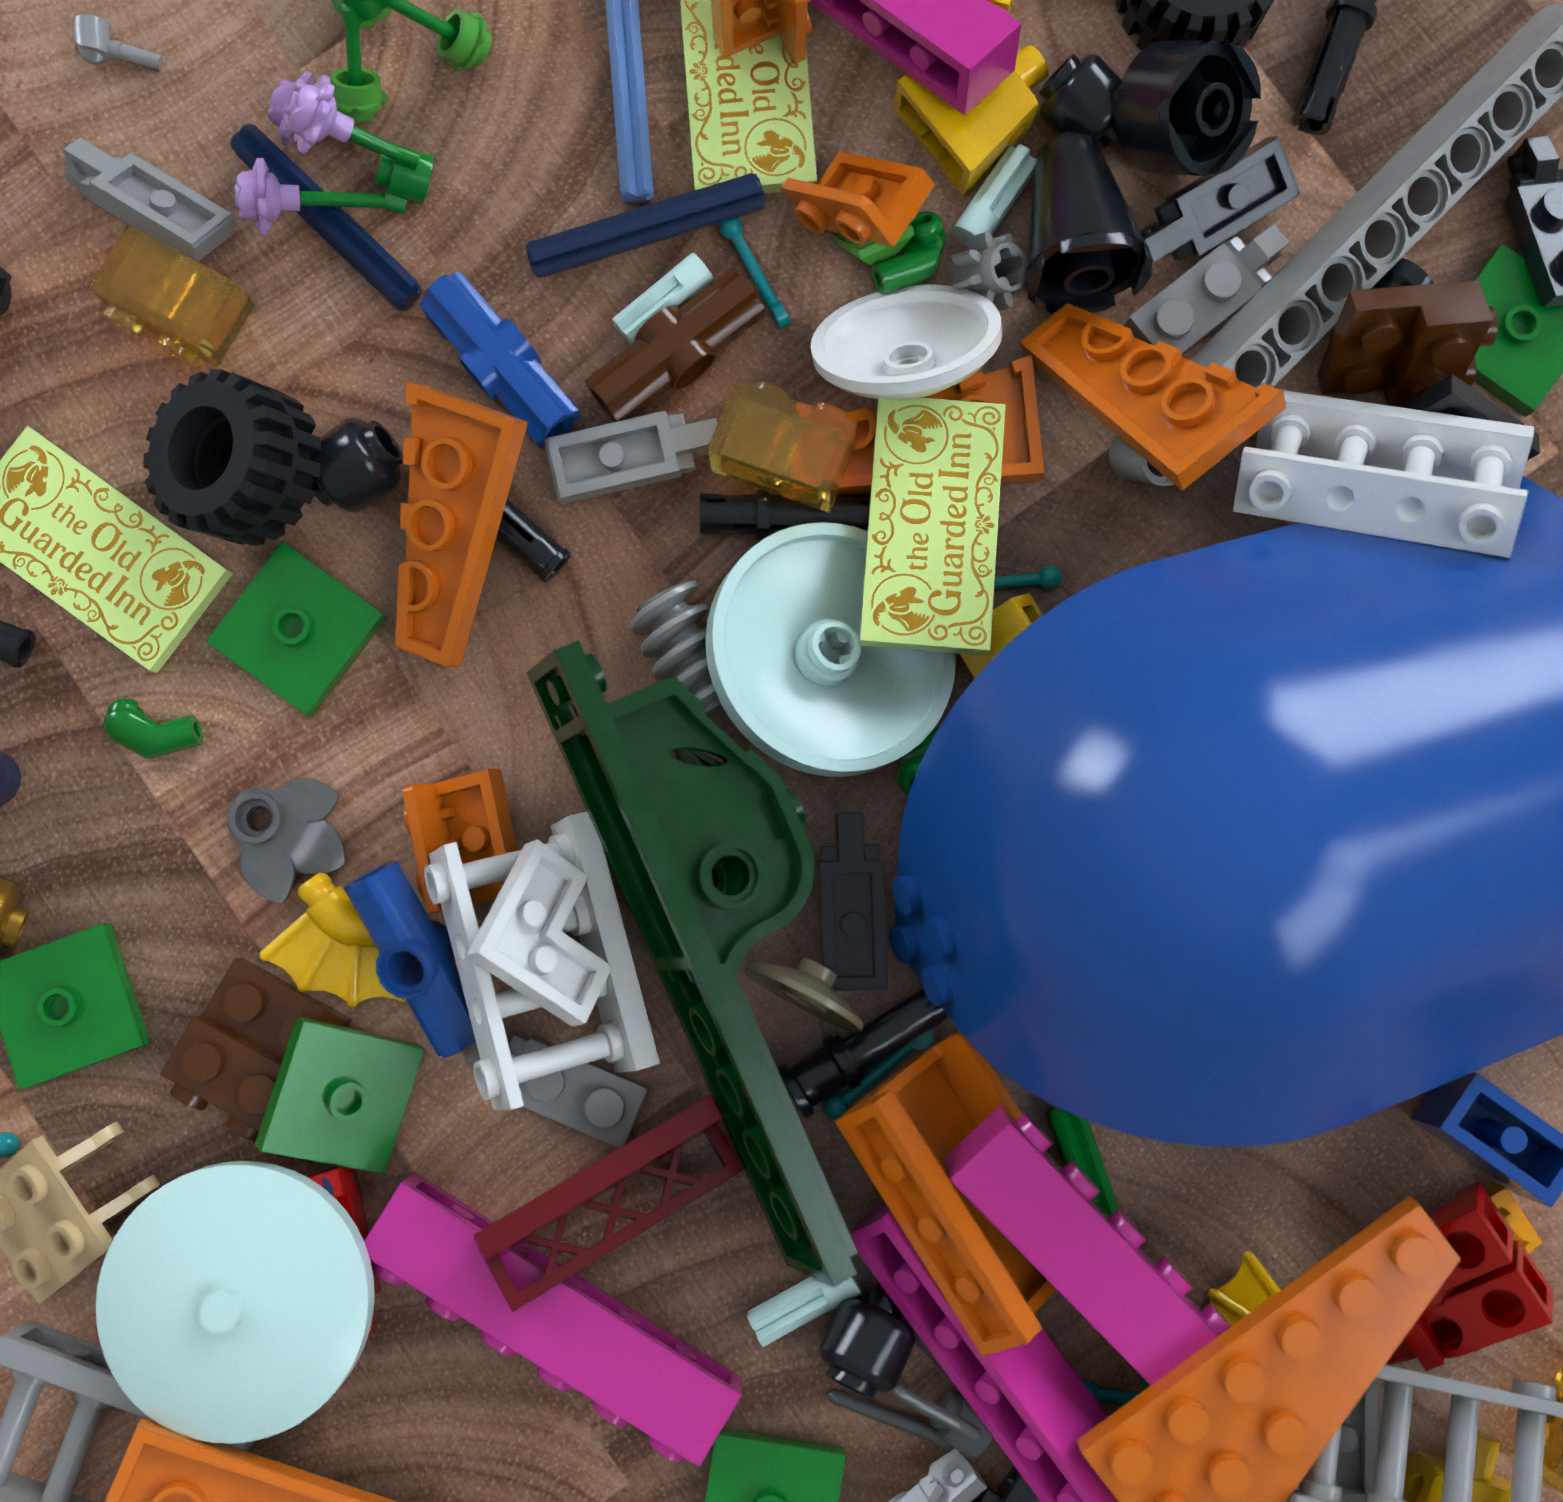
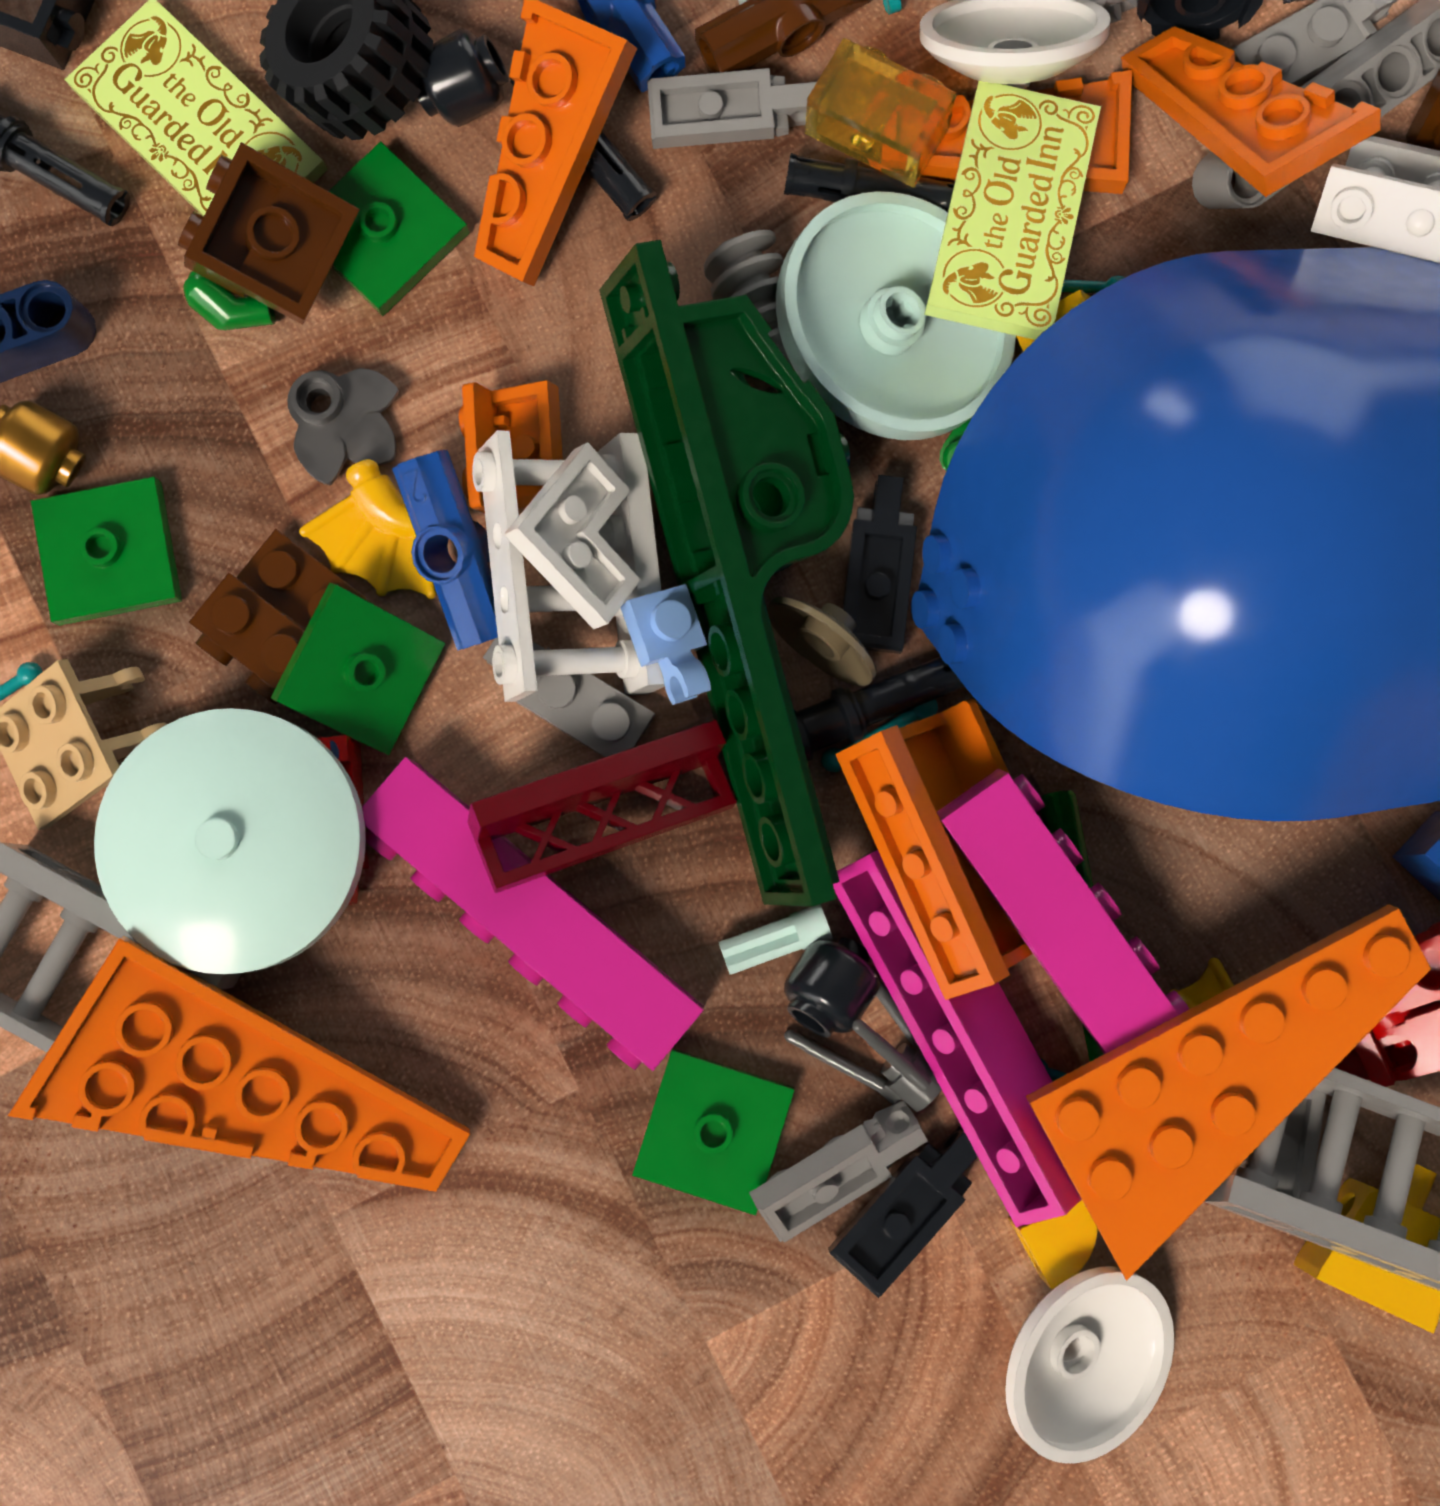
camera: 10 degrees right, 0 degrees up
(181, 662) = (267, 233): none -> reddish brown plate
(644, 1016) = (666, 633): none -> light blue plate

